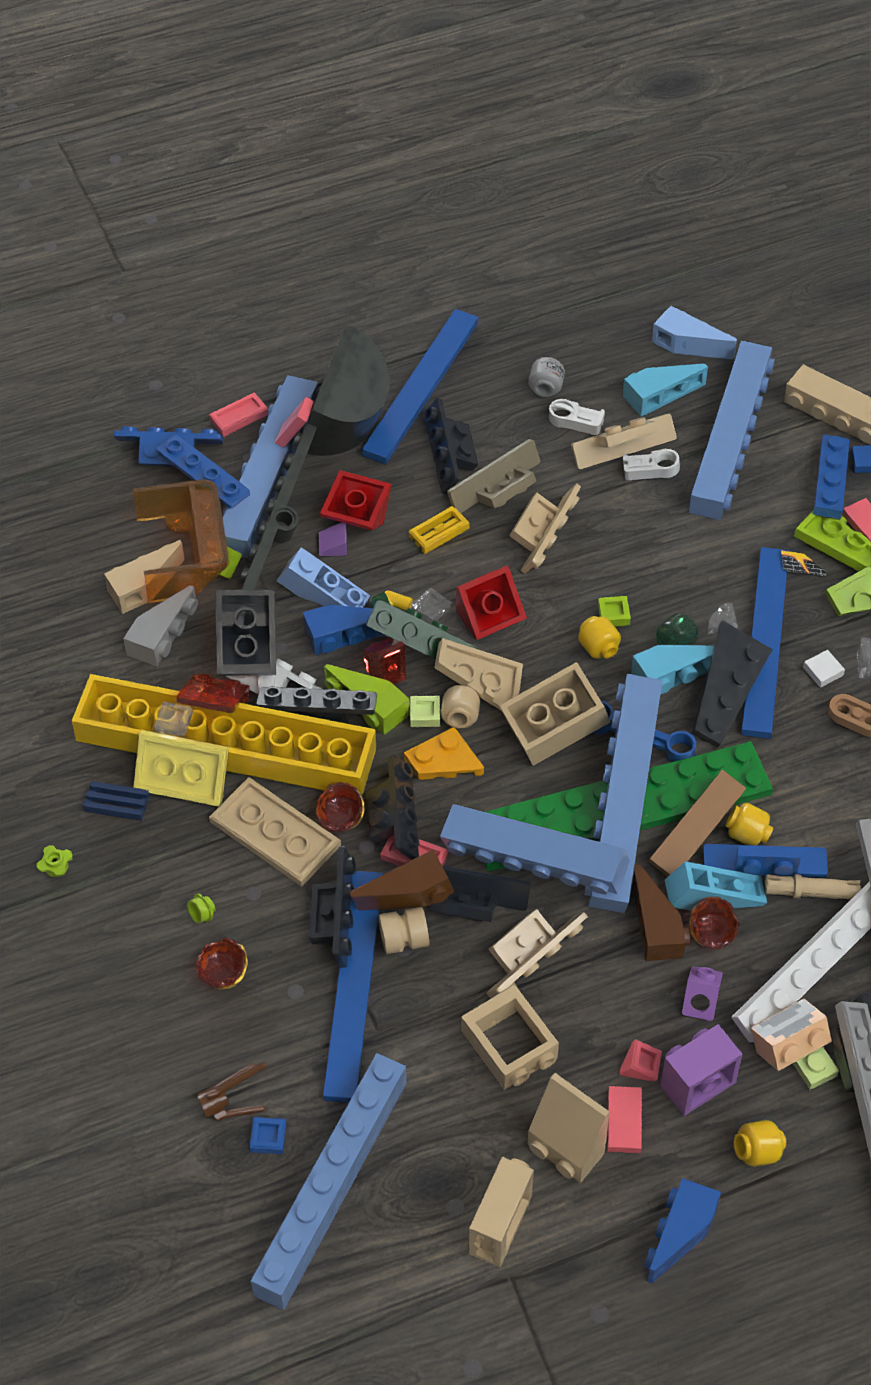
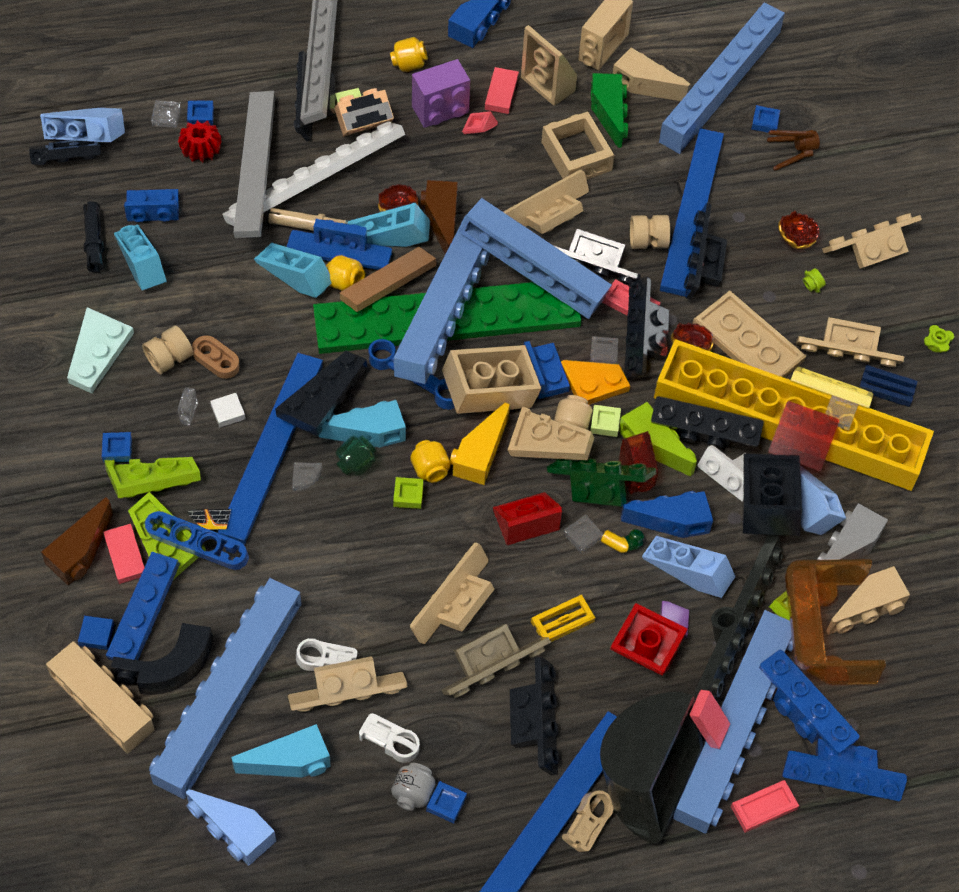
camera: 175 degrees left, 5 degrees up
(126, 972) = (876, 245): none -> tan bracket
(158, 832) = (851, 339): none -> tan bracket
(195, 647) = (819, 505): none -> light blue slope
(397, 371) = (586, 825): none -> tan piece
(407, 886) = (643, 247): reddish brown slope -> none
(437, 793) = (604, 350): none -> clear tile
(437, 1163) = (649, 78): none -> tan slope
(482, 1114) = (608, 104): none -> green slope
(501, 758) = (548, 369): none -> blue bracket
(515, 375) = (446, 802): none -> blue plate
(554, 652) = (479, 447): none -> yellow slope
(704, 982) = (417, 165): medium lavender bracket -> none
(791, 429) = (173, 669): none -> black arch
(804, 525) = (198, 537): none -> blue beam
(807, 822) = (296, 268): none -> medium azure slope

